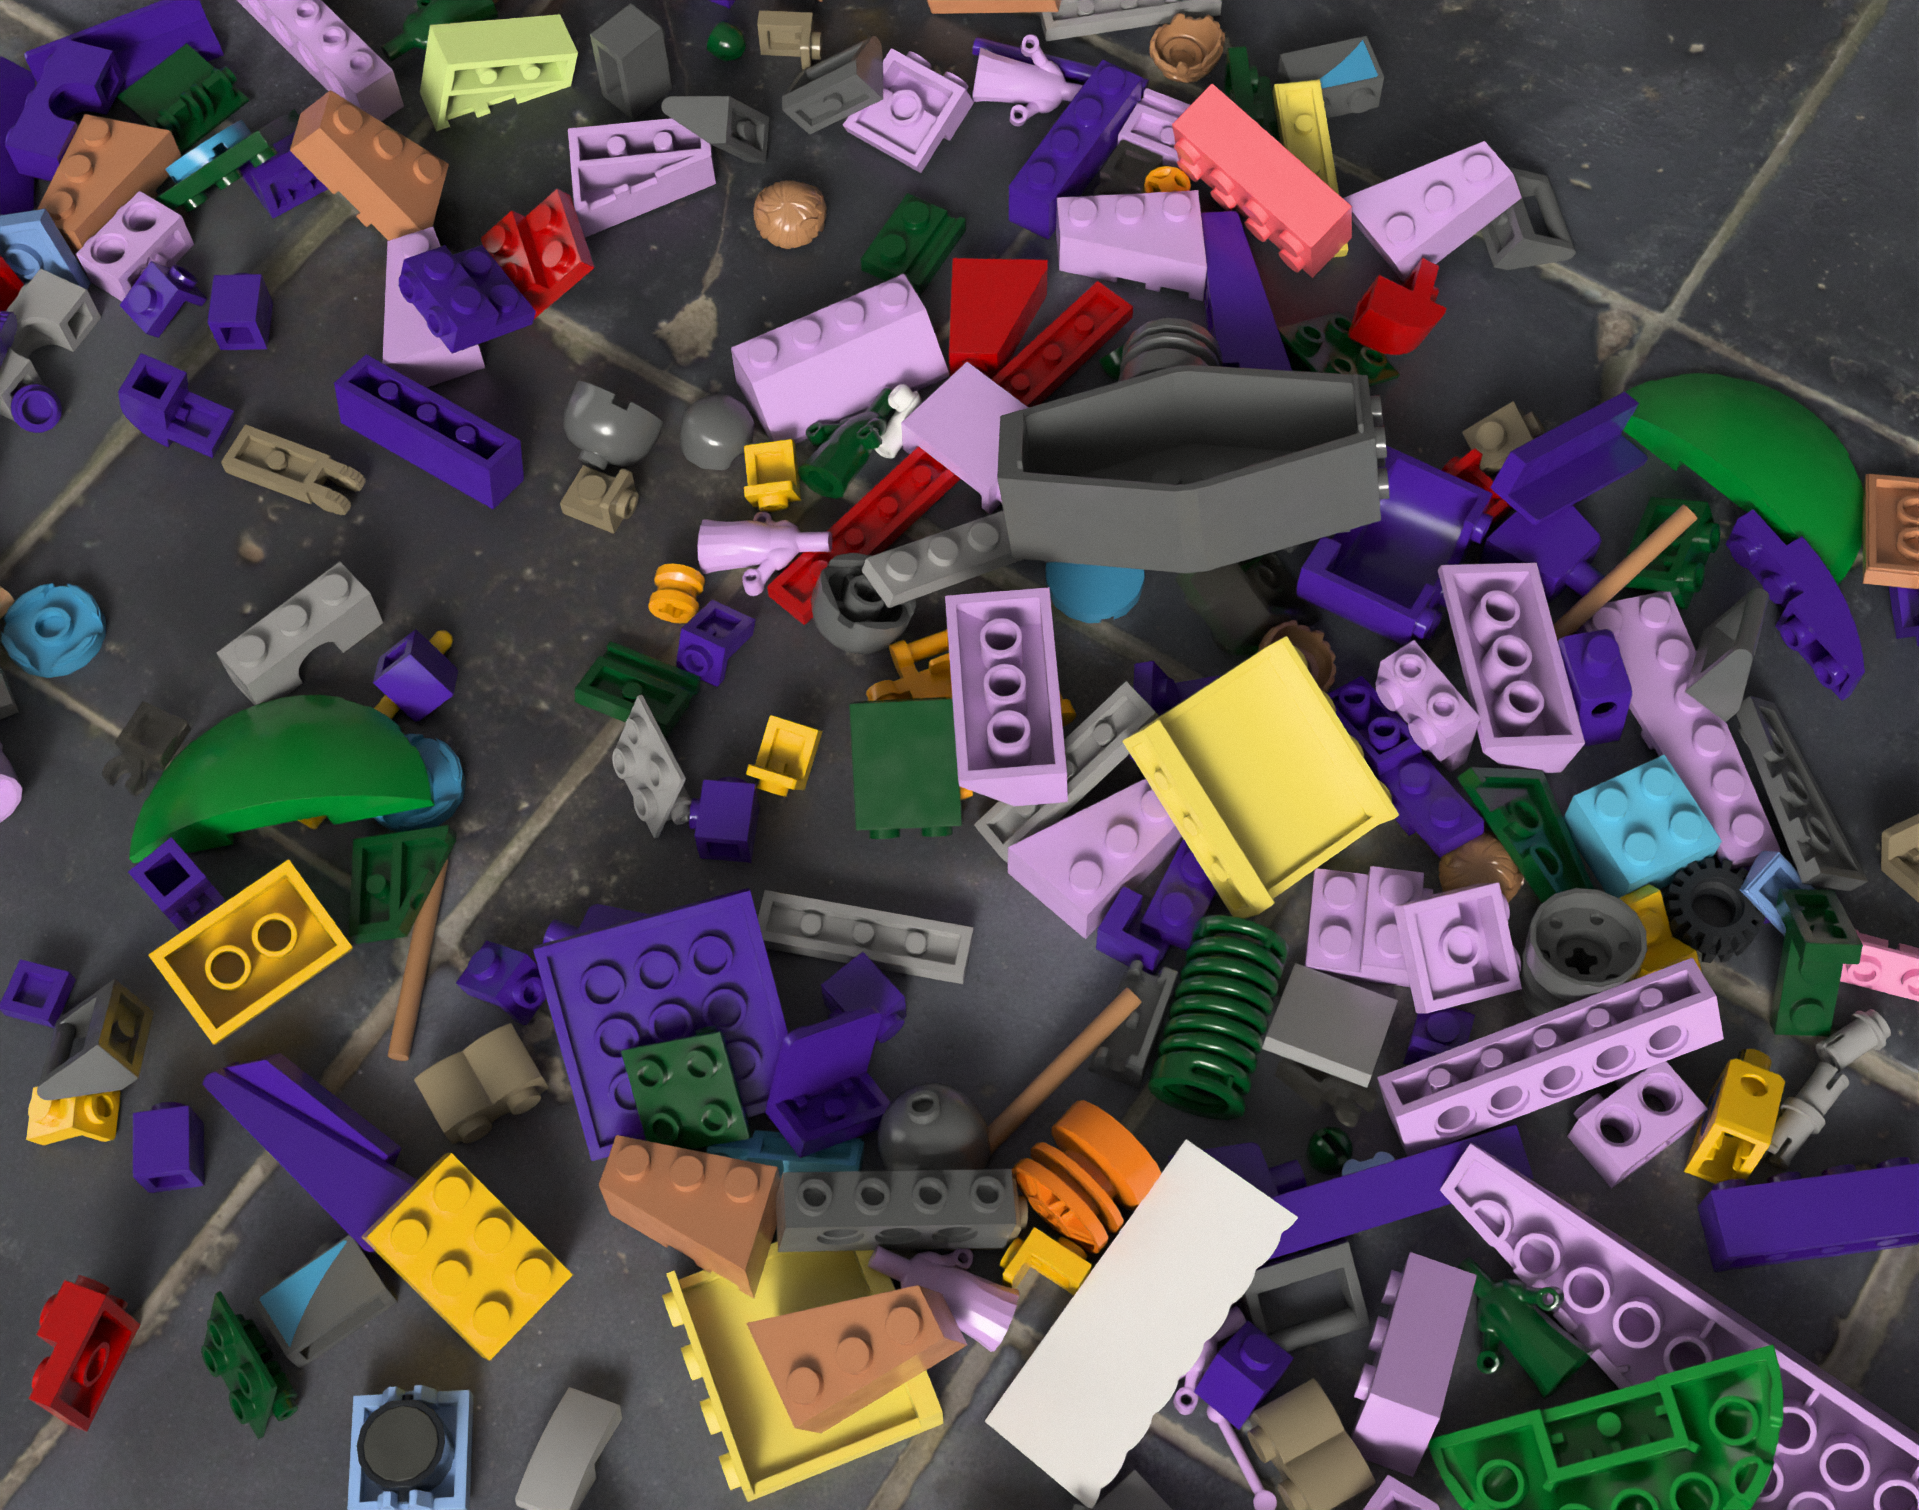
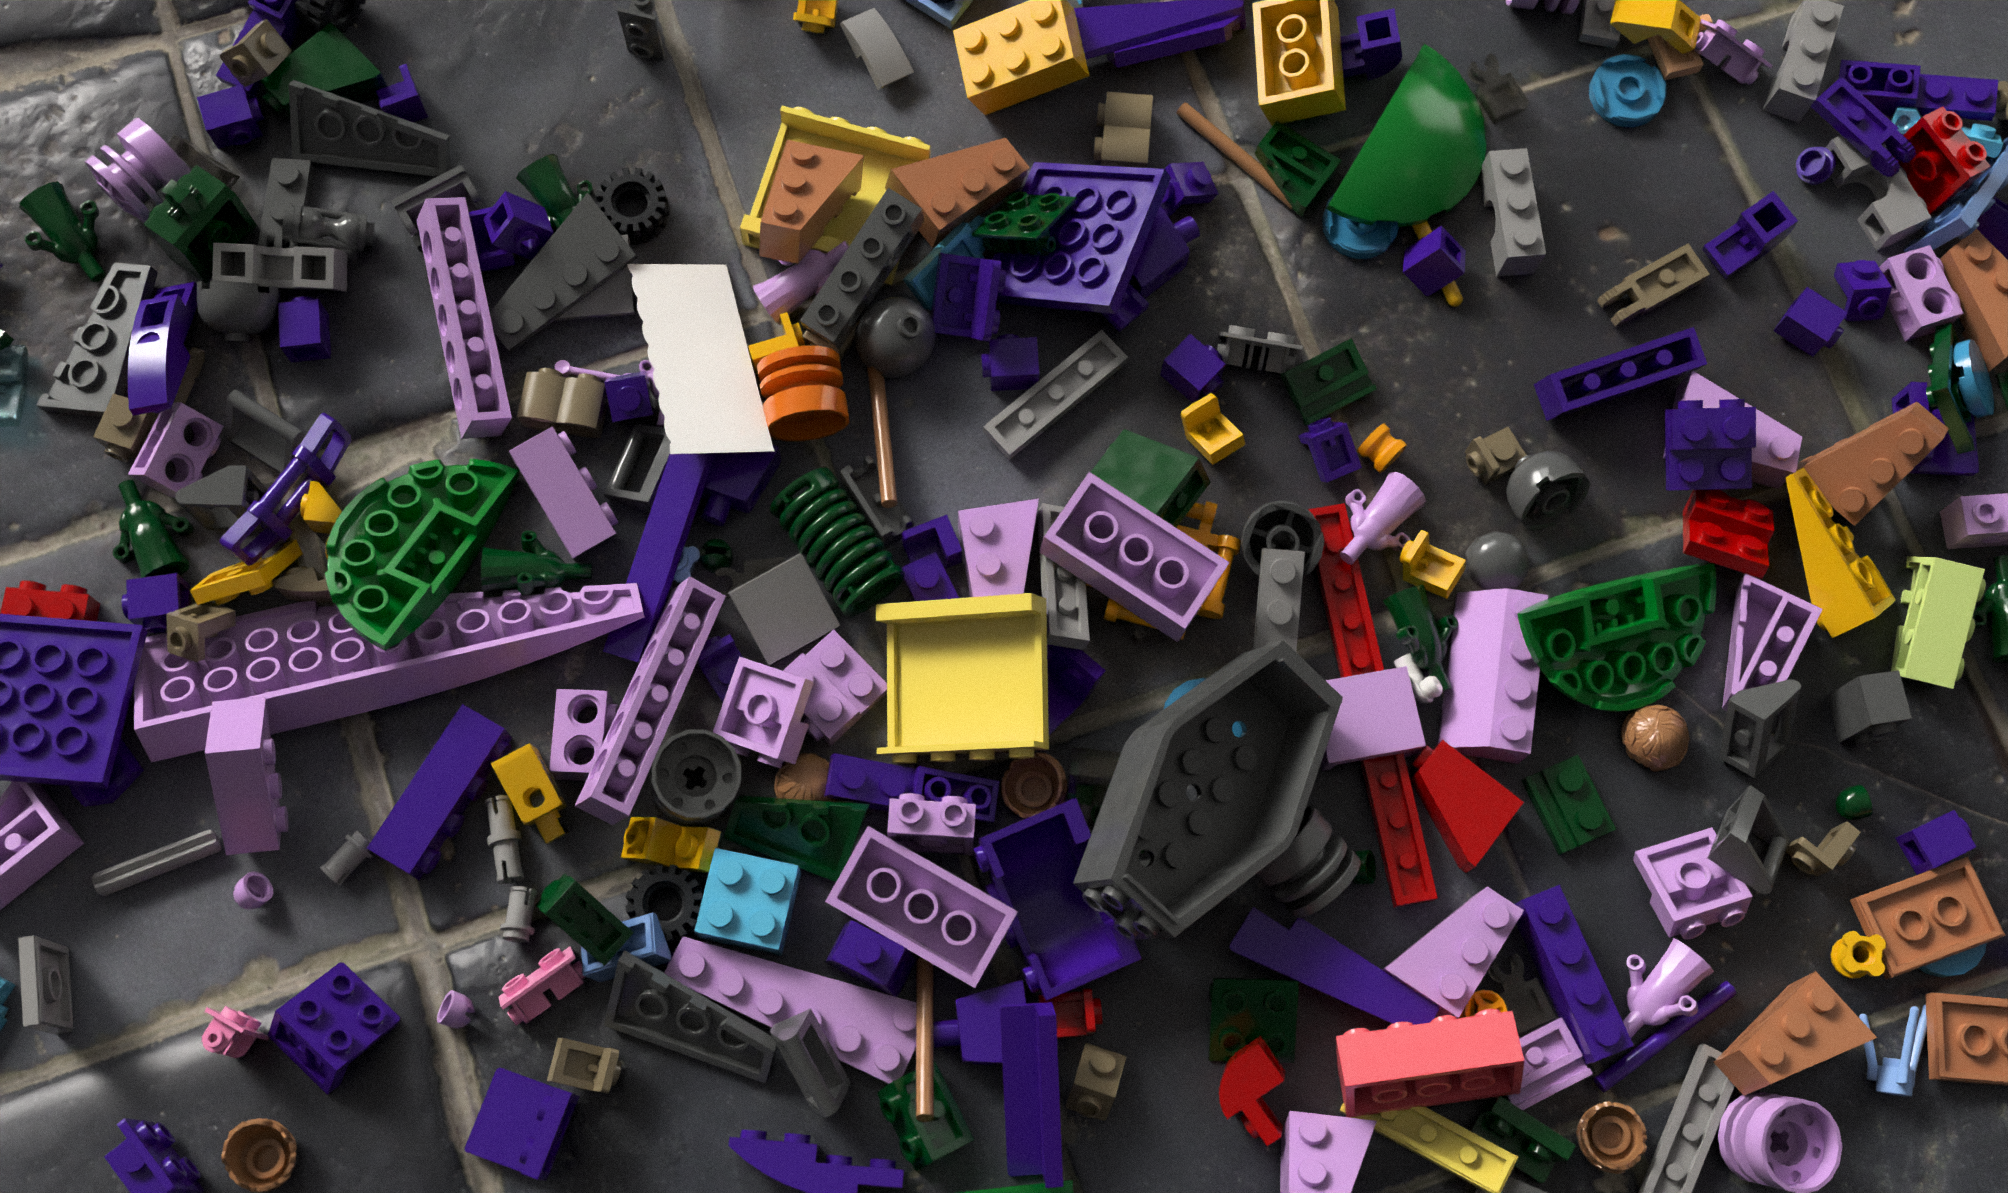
camera: 120 degrees right, 10 degrees up
(505, 150) = (1836, 577): none -> yellow wedge
(712, 284) = (1623, 637): none -> green brick

